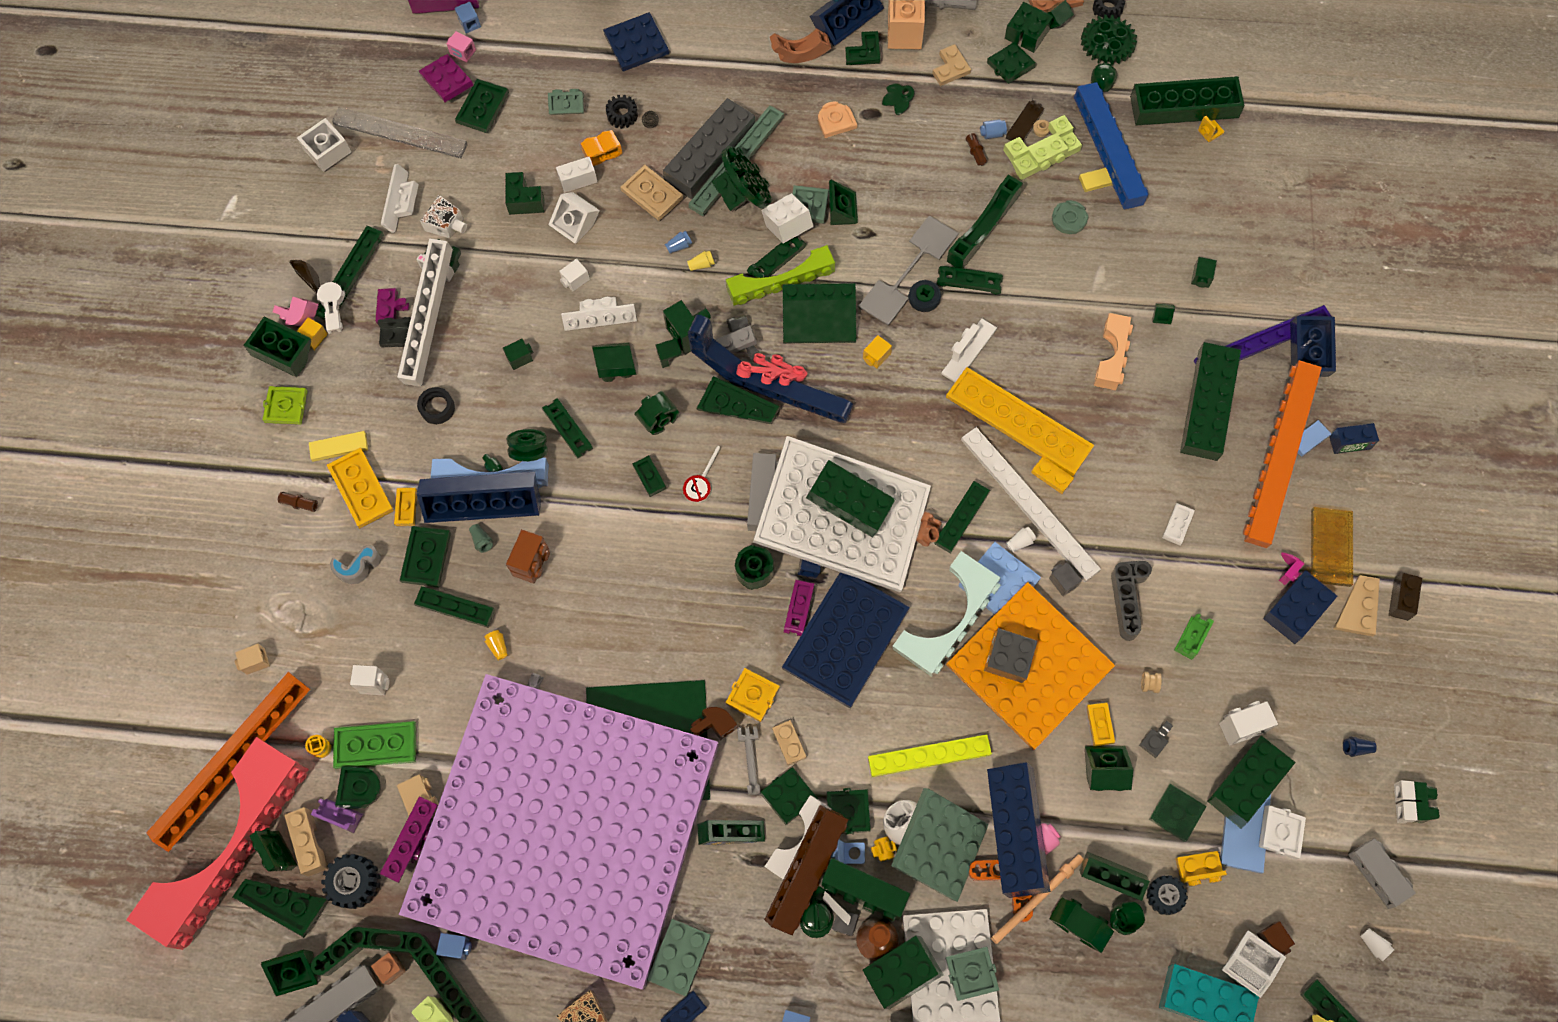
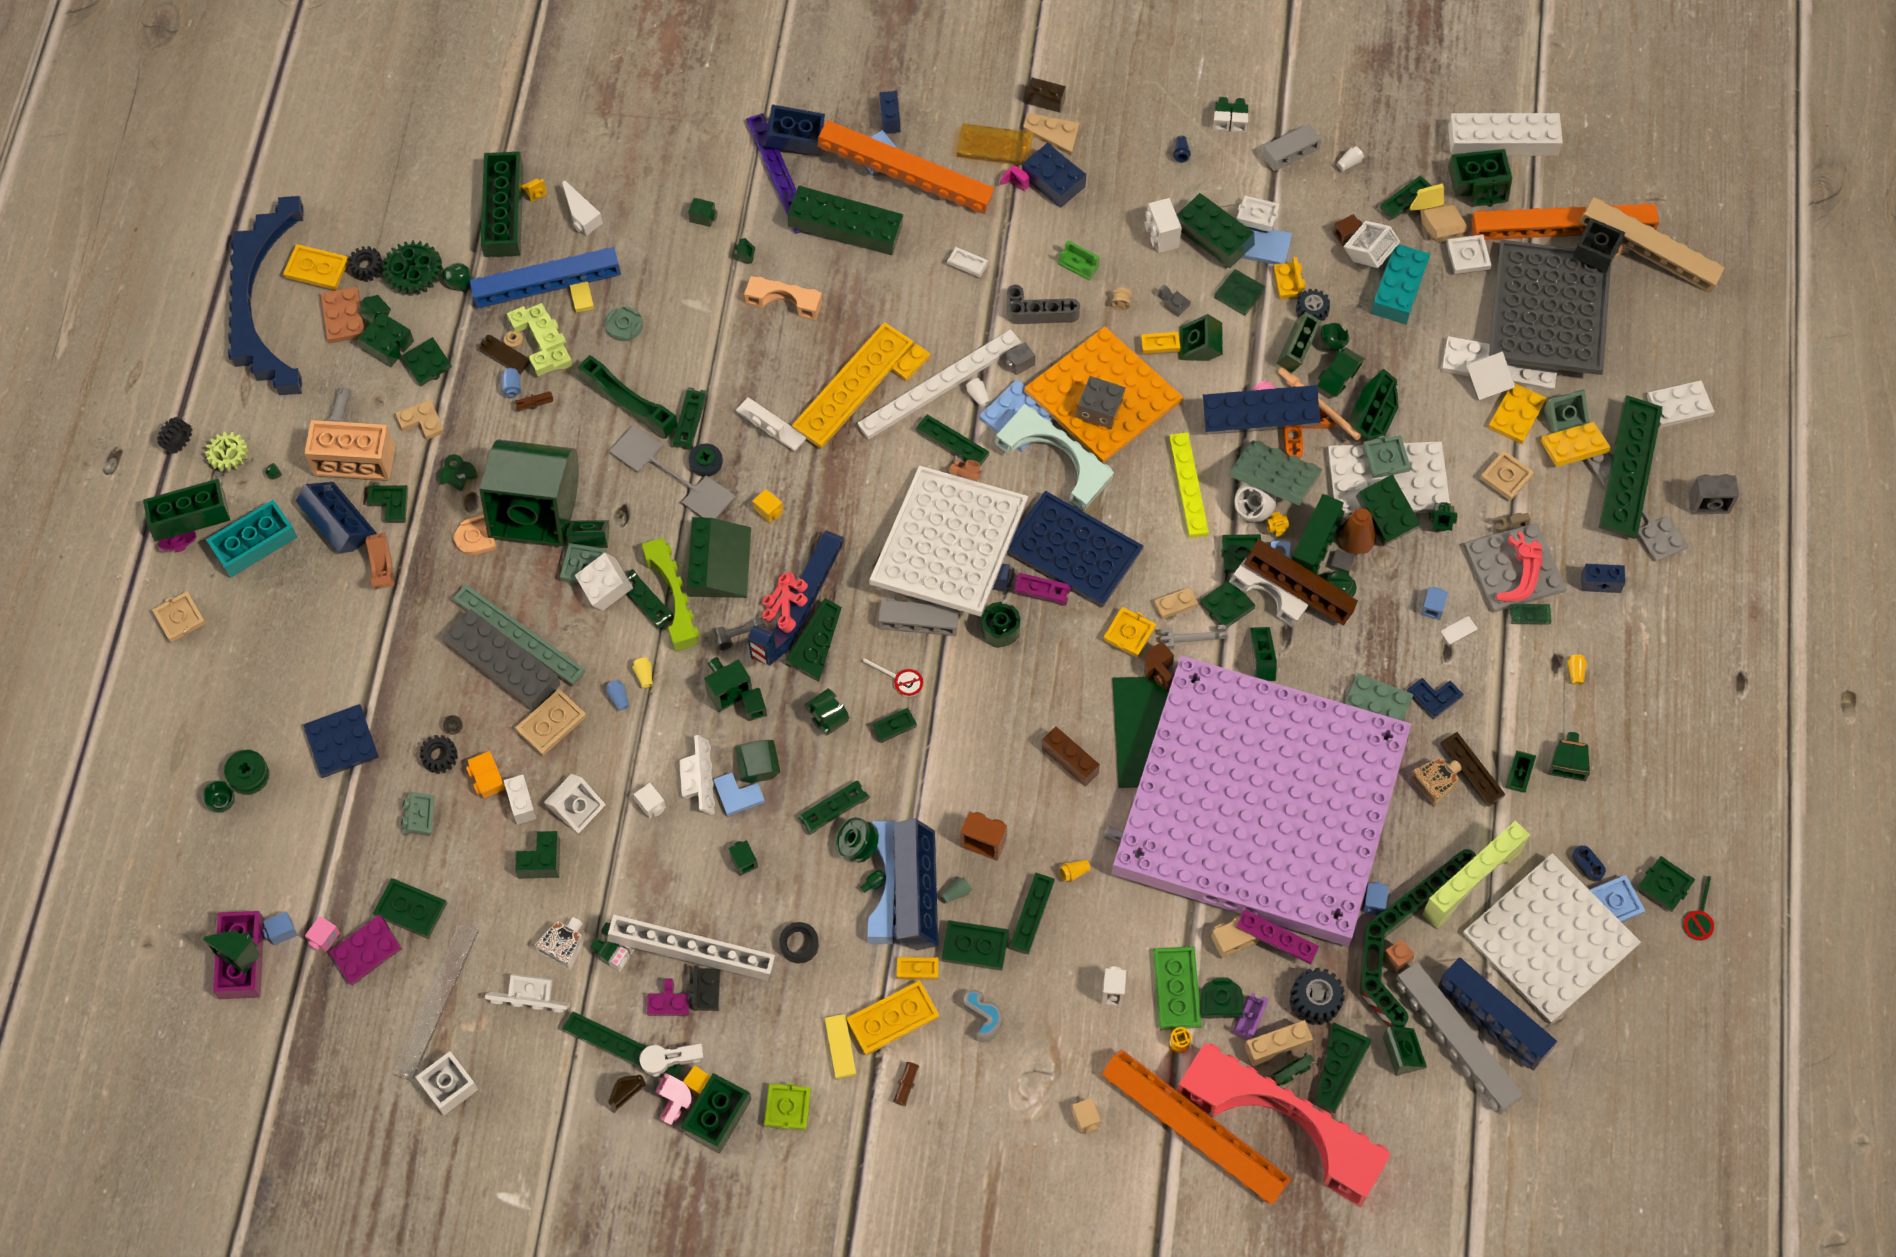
camera: 90 degrees left, 5 degrees down
(579, 343) = (735, 799): none -> light blue tile
(613, 637) = (1070, 756): none -> reddish brown brick
(738, 340) = (742, 629): light grey plate -> none
(741, 181) = (557, 623): dark green bracket -> none
(836, 908) = (1332, 563): white sticker -> none
(850, 498) = (939, 526): dark green brick -> none
(872, 142) = (529, 491): none -> dark green brick
(1036, 963) = (1375, 406): none -> dark green wedge
(1189, 167) = (584, 215): none -> white slope

